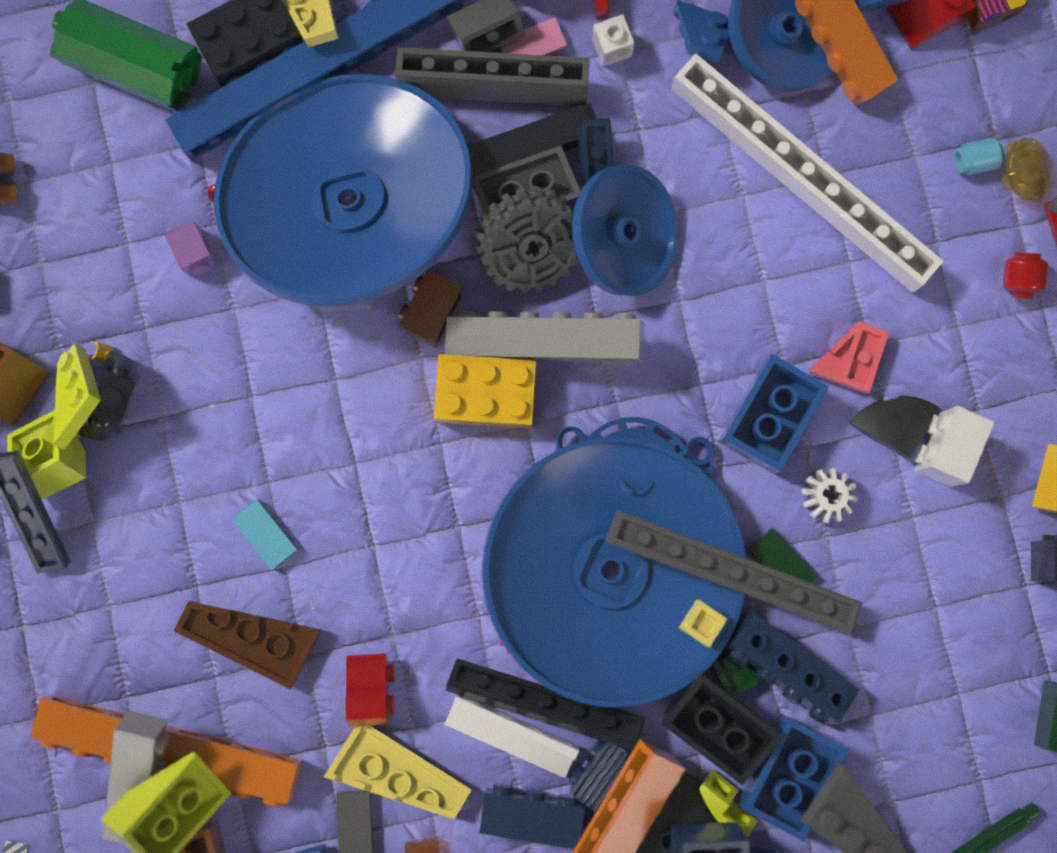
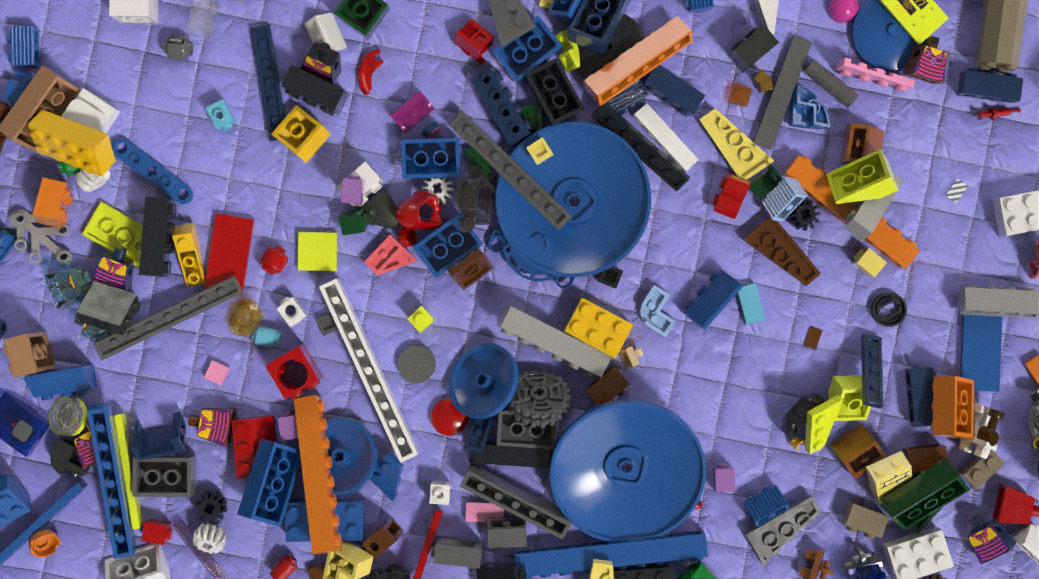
camera: 155 degrees left, 5 degrees up
(22, 627) = (901, 309): none -> black piece
(78, 204) = (775, 533): none -> wing
(104, 682) = (869, 262): none -> light yellow brick
(109, 236) = (766, 505): none -> blue brick
(145, 526) = (813, 337): none -> reddish brown sticker
(232, 720) = (810, 212): none -> black gear
(281, 723) = (784, 198): none -> light blue brick
(321, 735) = (765, 183): none -> dark green bracket
(327, 513) = (712, 299): none -> blue slope
(413, 452) = (651, 312): none -> light blue plate
(416, 370) = (630, 356): none -> tan tile
(501, 476) = (610, 277): none -> black brick
(653, 152) = (447, 418): none -> red dish
(723, 393) = (470, 269): none -> reddish brown plate
(735, 216) = (416, 364): none -> dark grey tile
(761, 285) = (421, 319): none -> neon yellow brick
(768, 502) = (475, 199): none -> clear smoke piece
(840, 400) = (406, 237): none -> red tile
(858, 432) = (408, 211): none -> red piece
(864, 537) = (431, 158): none -> blue slope
(881, 582) = (431, 130): none -> dark blue tile
(882, 754) = (474, 40): none -> red piece
(889, 37) = (287, 426): none -> medium lavender brick
(901, 213) = (326, 323): none -> dark grey tile
(923, 597) = (412, 112): none -> magenta hinge
(935, 386) = (353, 221): none -> dark green brick
(938, 104) = (277, 368): none -> red brick
(947, 212) = (300, 312): none -> white brick
(964, 318) = (317, 251): none -> neon yellow tile
(969, 427) = (352, 190): none -> medium lavender brick
(1023, 632) = (366, 70): none -> red piece
(1026, 73) = (217, 372): none -> bright pink tile

